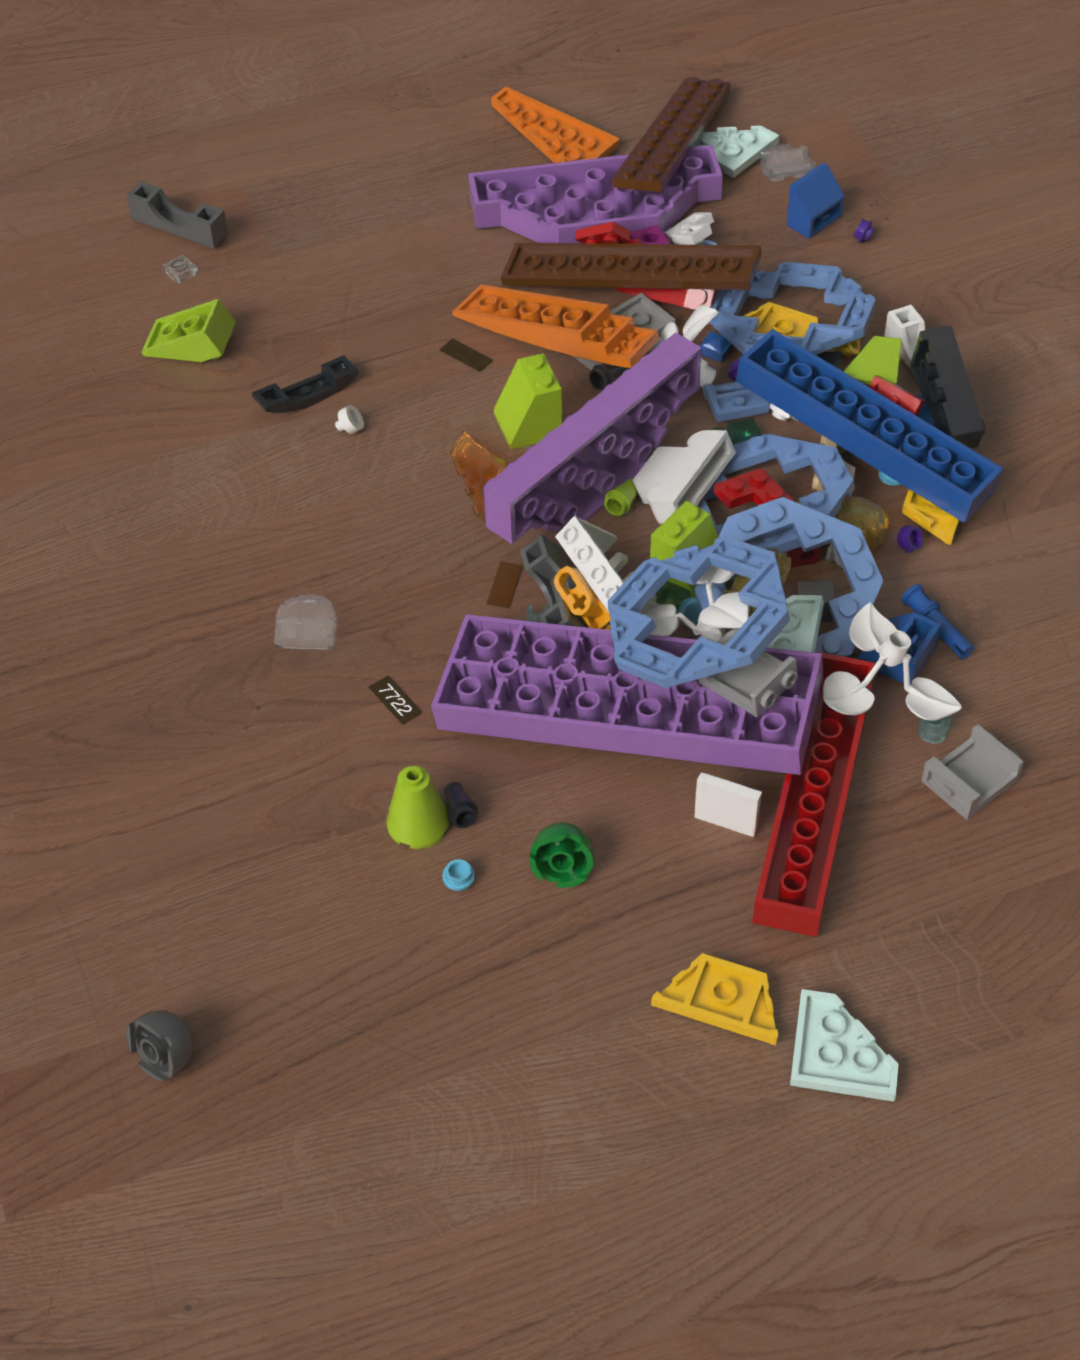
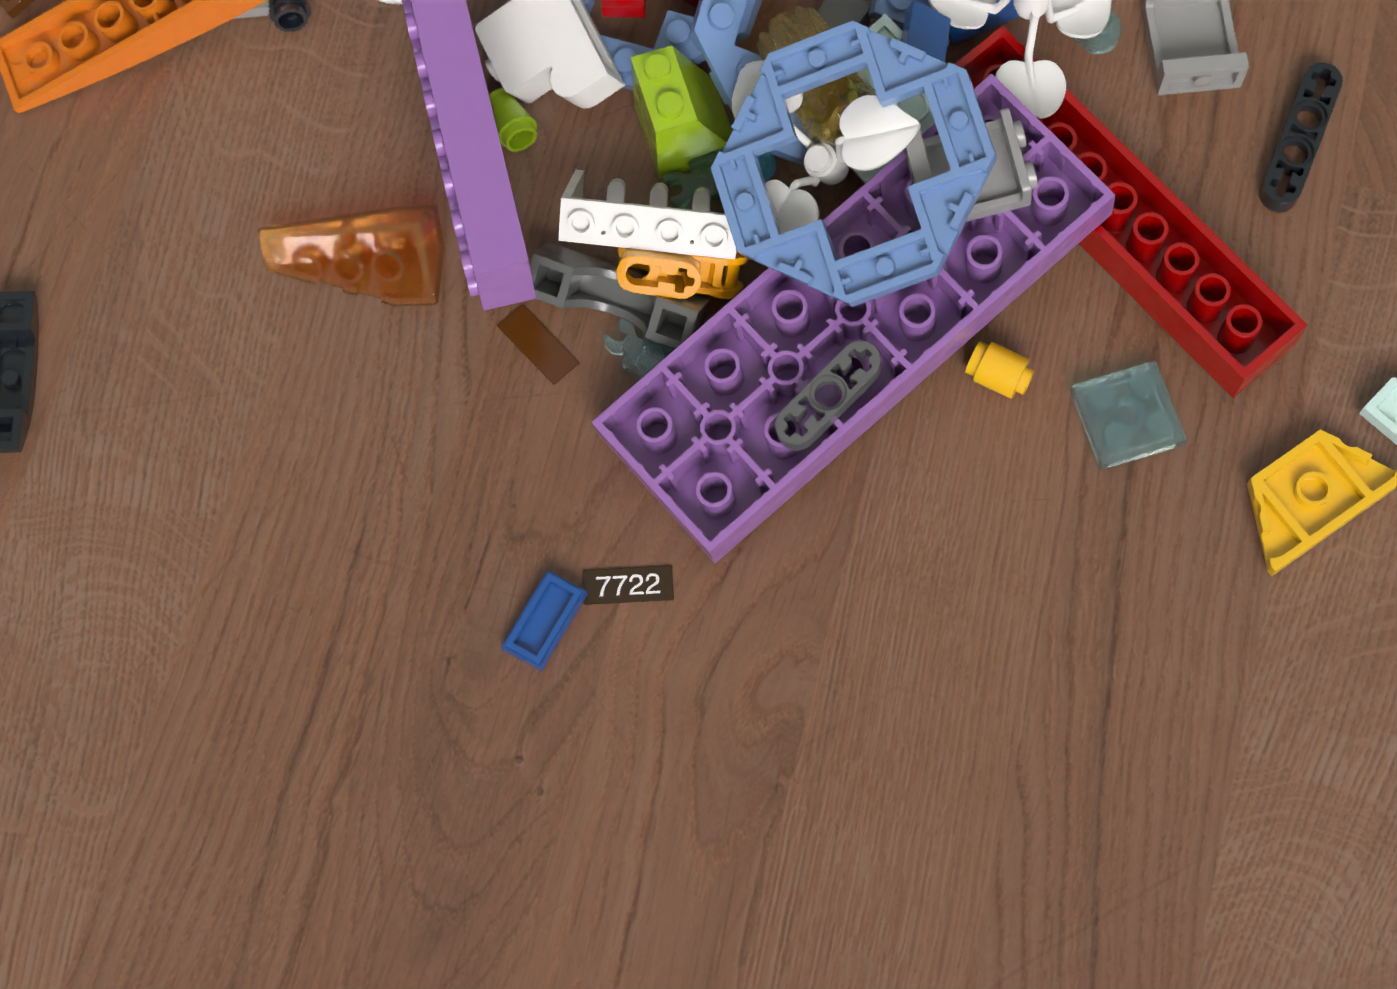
camera: 55 degrees left, 20 degrees up
(306, 623) = (431, 618): clear slope -> none
(344, 672) = (544, 620): none -> blue tile
(349, 420) = (115, 356): white tile -> none
(416, 810) = (837, 670): lime cone -> none
(458, 875) = (955, 674): medium azure plate -> none
(460, 807) = (855, 609): black cone -> none
(466, 355) = (102, 142): dark brown sticker -> none
(529, 402) = (282, 124): lime slope -> none
(553, 687) = (860, 379): none -> dark grey beam
(562, 854) = (1016, 538): green cylinder -> none
(665, 791) = (1000, 369): none -> yellow brick
(694, 875) = (1128, 415): none -> clear light blue plate
(727, 804) = (1080, 315): white tile -> none
(820, 621) = (926, 30): none -> blue tile
(958, 860) = (1302, 137): none -> black beam

